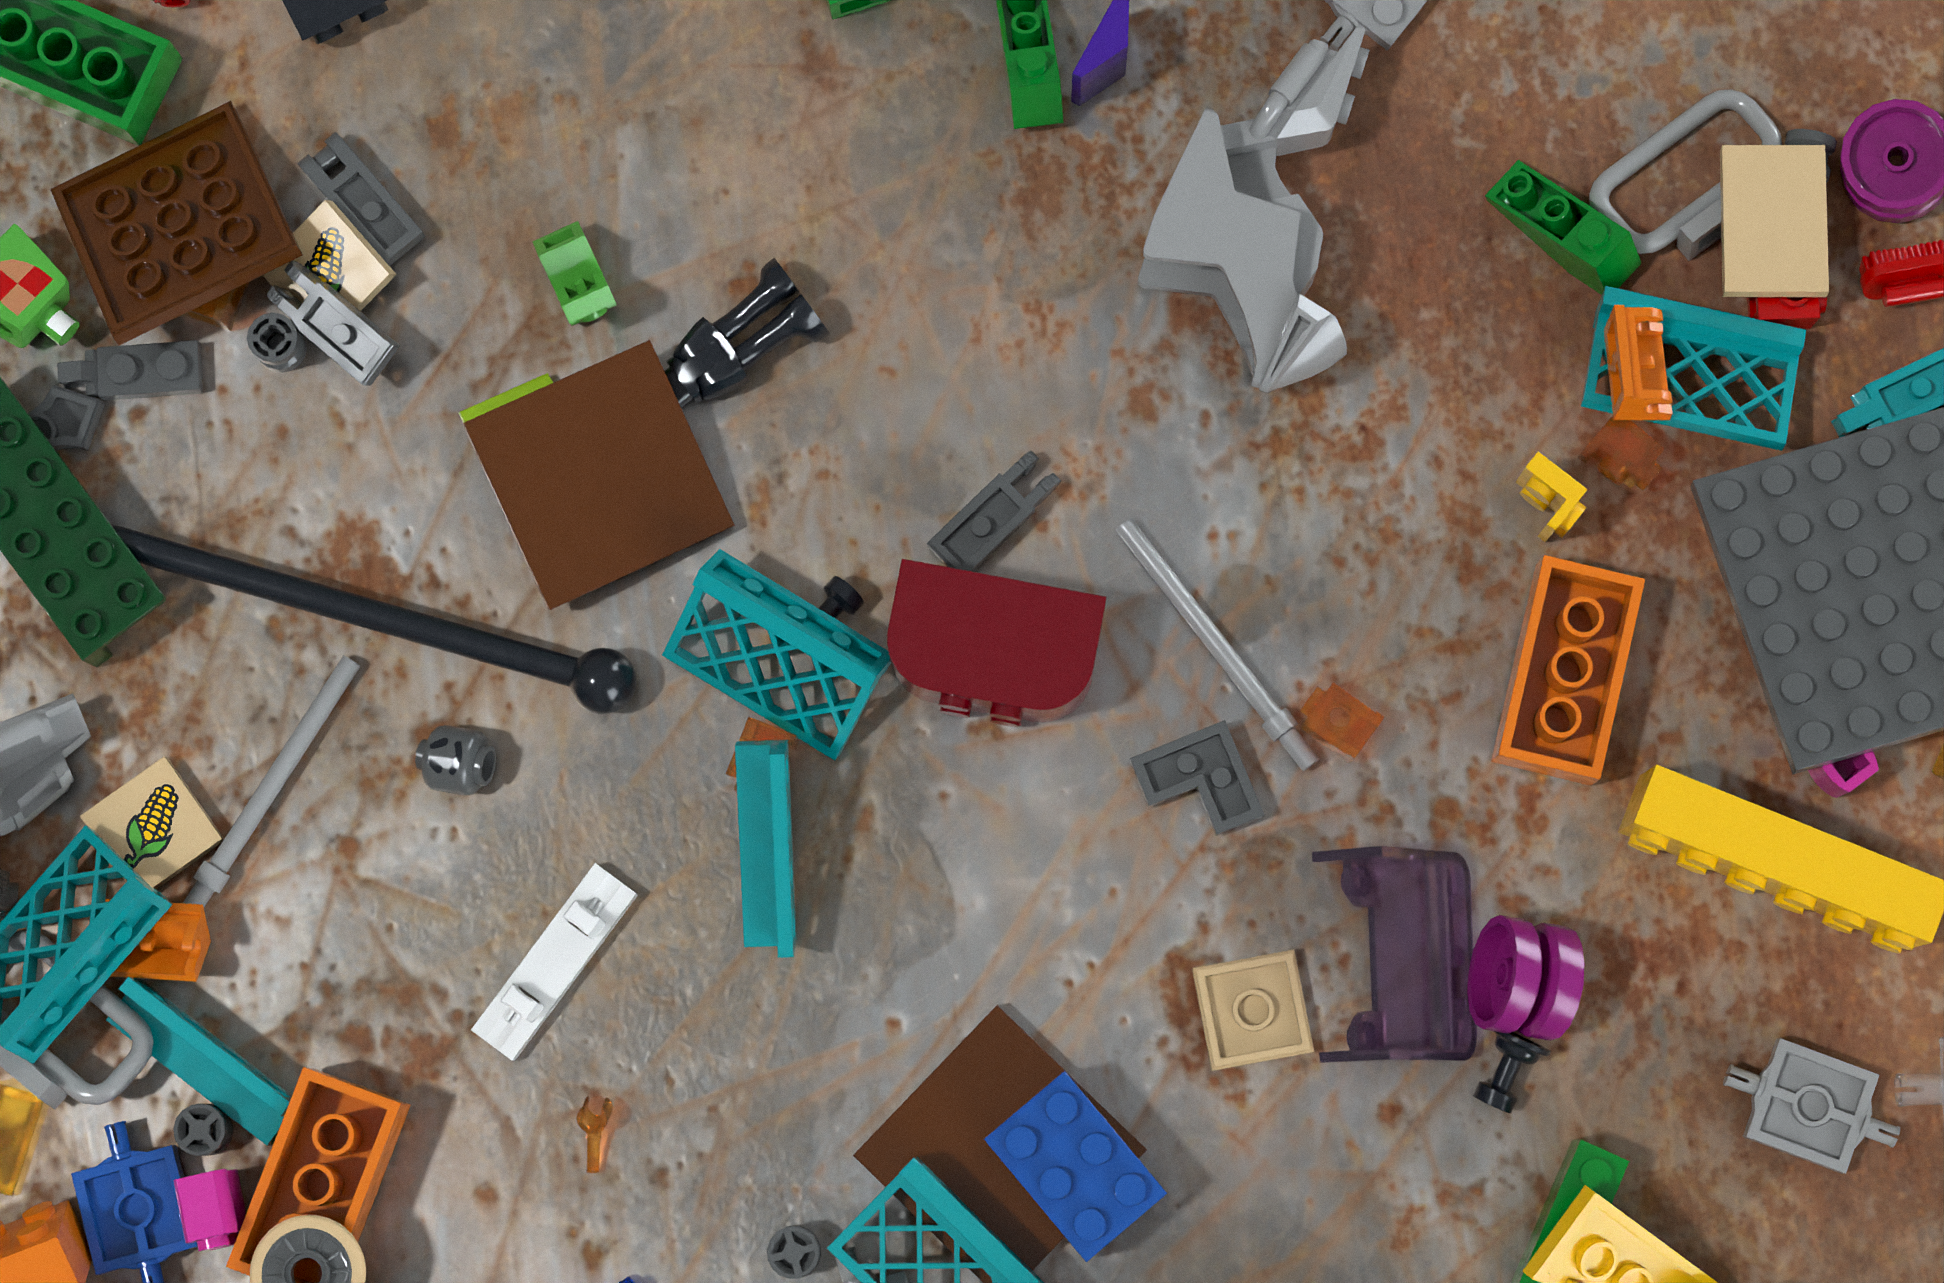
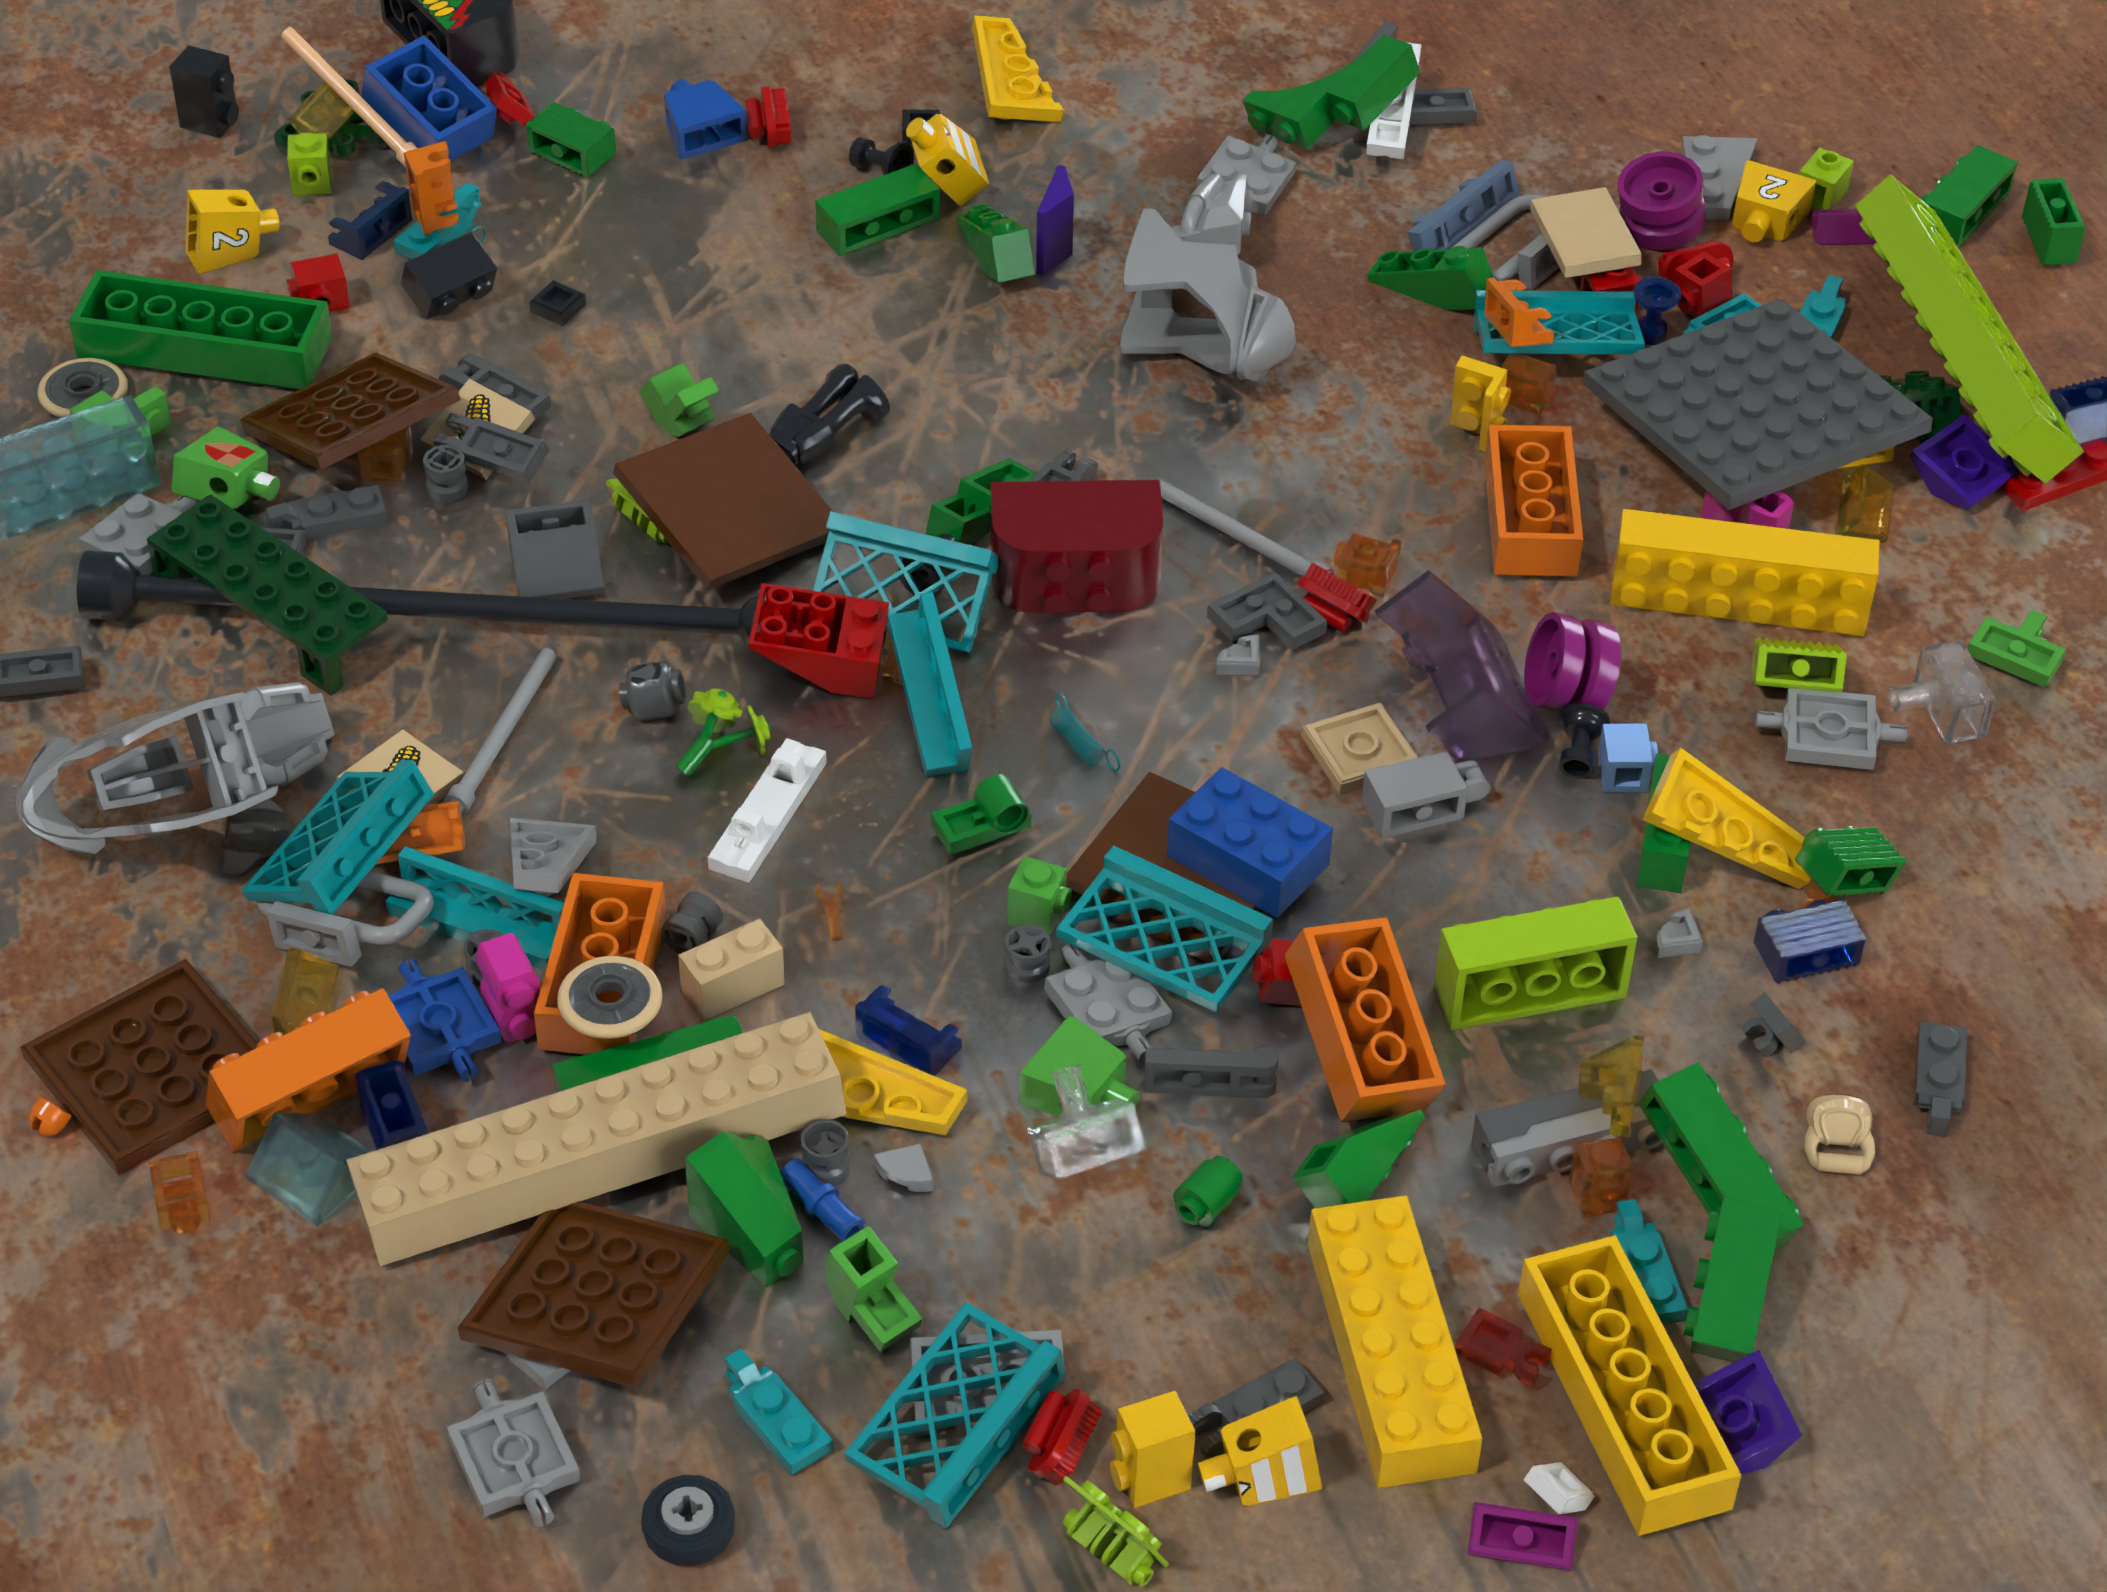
camera: 20 degrees left, 35 degrees down
(287, 1004) = (547, 853): none -> light grey wing
(379, 516) = (555, 550): none -> dark grey slope
(433, 1132) = (695, 920): none -> dark grey wheel
(461, 1214) = (731, 969): none -> tan brick
(466, 46) = (557, 303): none -> black tile
(515, 844) = (717, 711): none -> plant
(657, 727) = (822, 637): none -> red slope
(788, 1038) = (989, 816): none -> green plate
(823, 1179) = (1038, 894): none -> bright green brick
(905, 520) = (969, 511): none -> green slope
(938, 920) = (1076, 734): none -> teal piece
(1152, 833) = (1240, 658): none -> light grey tile
(1286, 772) = (1336, 598): none -> red piece
(1299, 1107) = (1421, 792): none -> light grey brick
(1555, 1103) = (1626, 758): none -> light blue brick
(1670, 94) = (1467, 209): none -> sand blue hinge
(1803, 1008) = (1798, 665): none -> lime brick
(1827, 358) = (1655, 296): none -> clear blue piece
(1899, 334) = (1703, 284): none -> red brick

